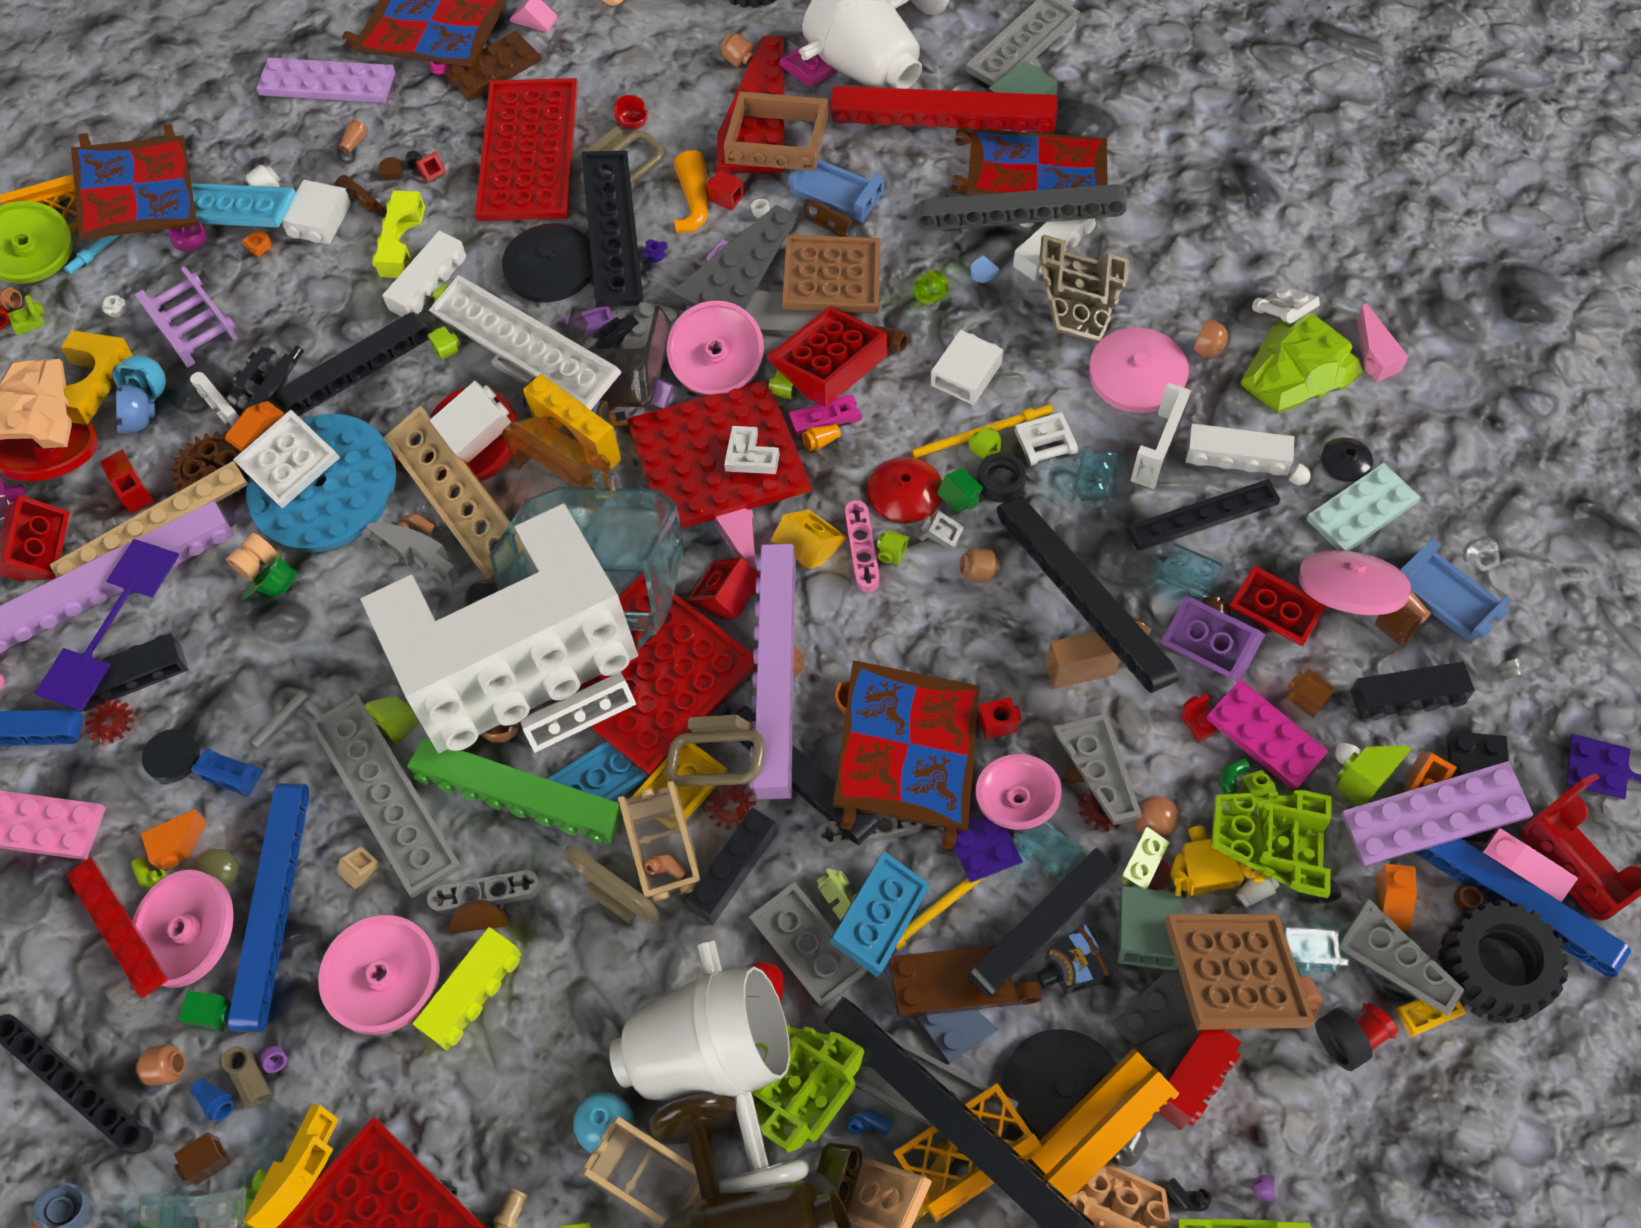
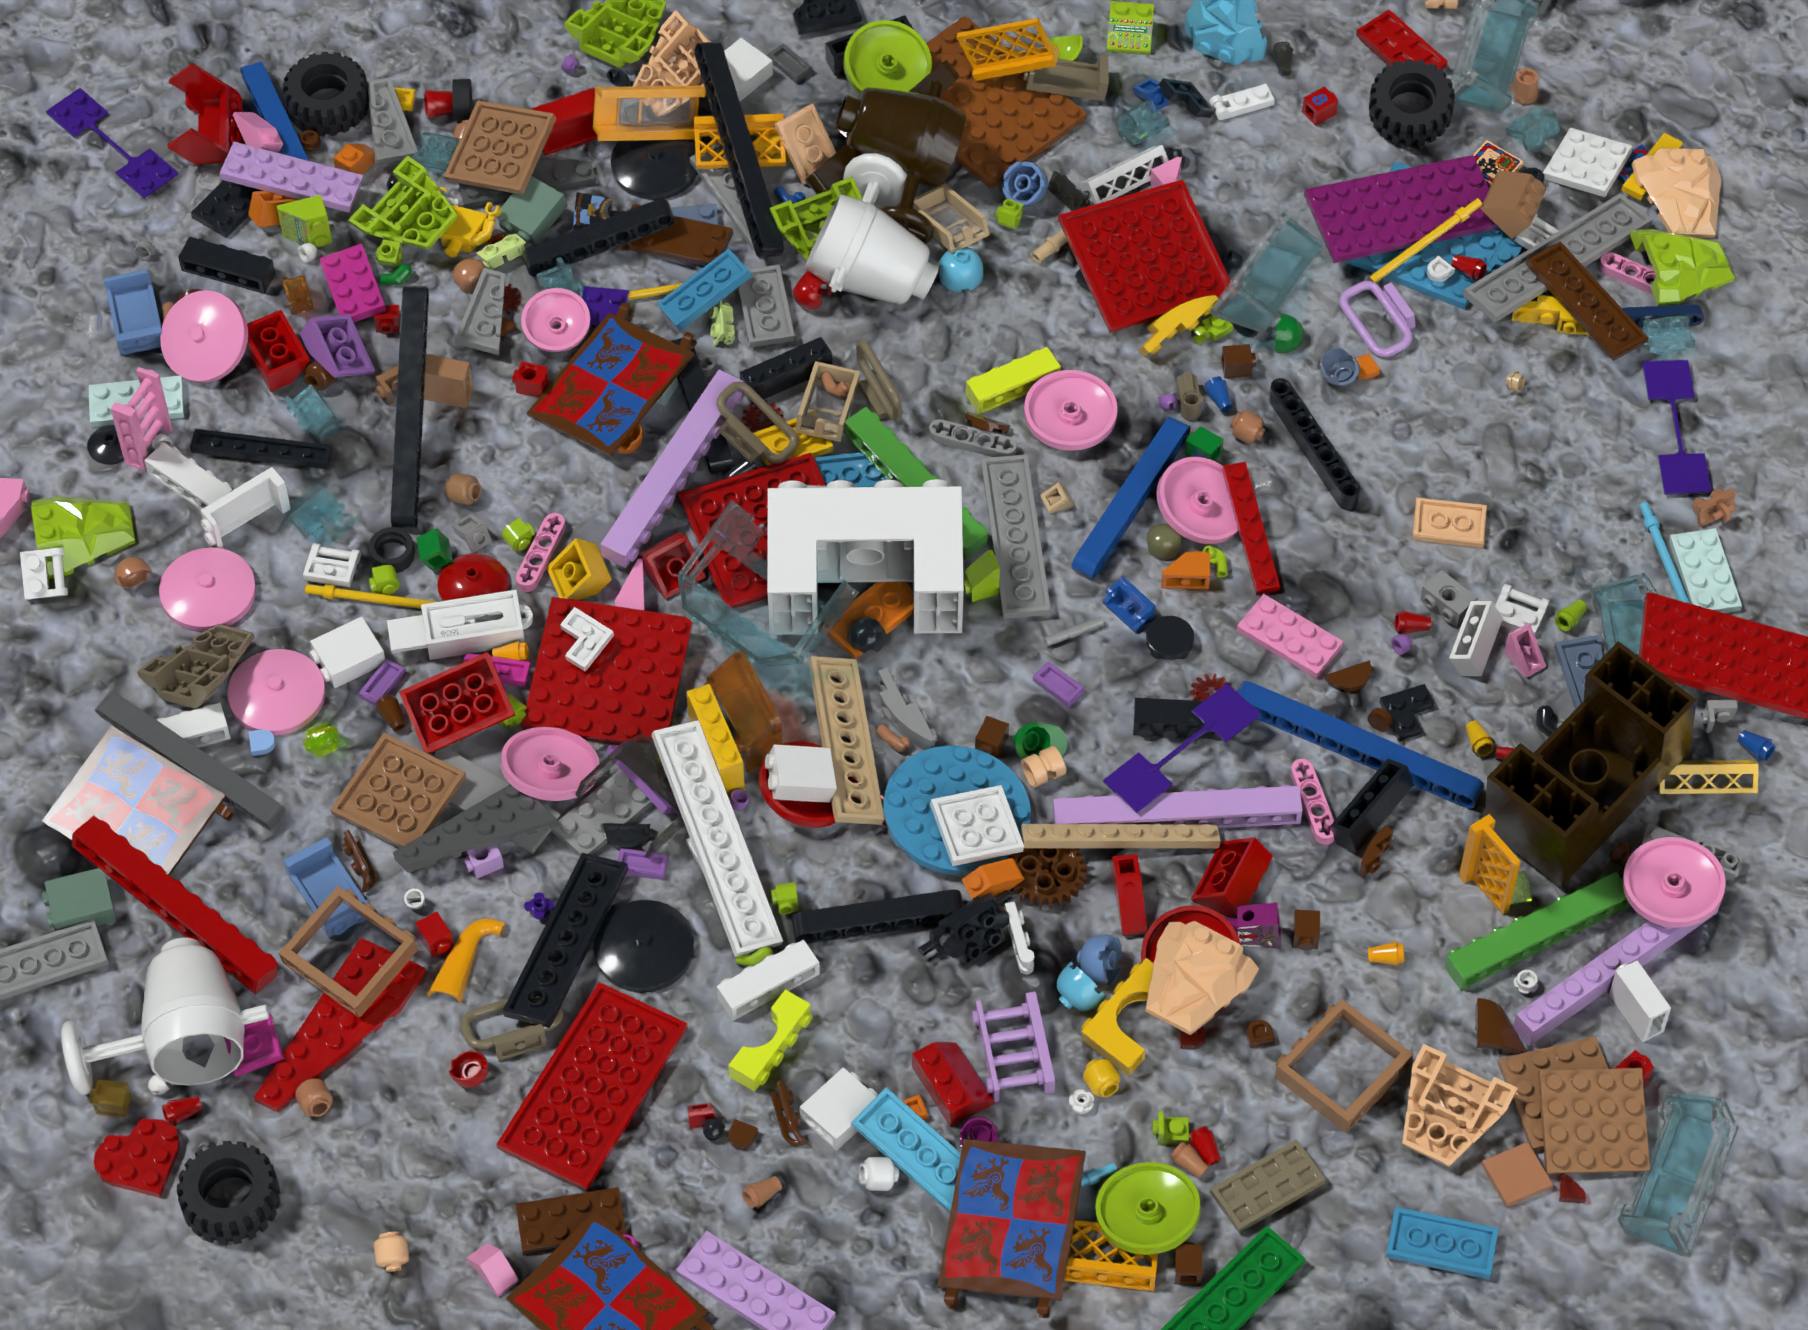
camera: 155 degrees left, 5 degrees down
(98, 321) = (1101, 1078): none -> yellow head
(231, 269) = (951, 1081): none -> red slope
(274, 657) = (1058, 684): none -> medium lavender tile
(316, 565) = (992, 736): none -> reddish brown brick
(877, 430) = (462, 625): none -> white piece
(919, 364) = (382, 681): none -> medium lavender tile
(1005, 312) = (276, 691): none -> bright pink dish
(1324, 446) = (128, 419): none -> bright pink fence

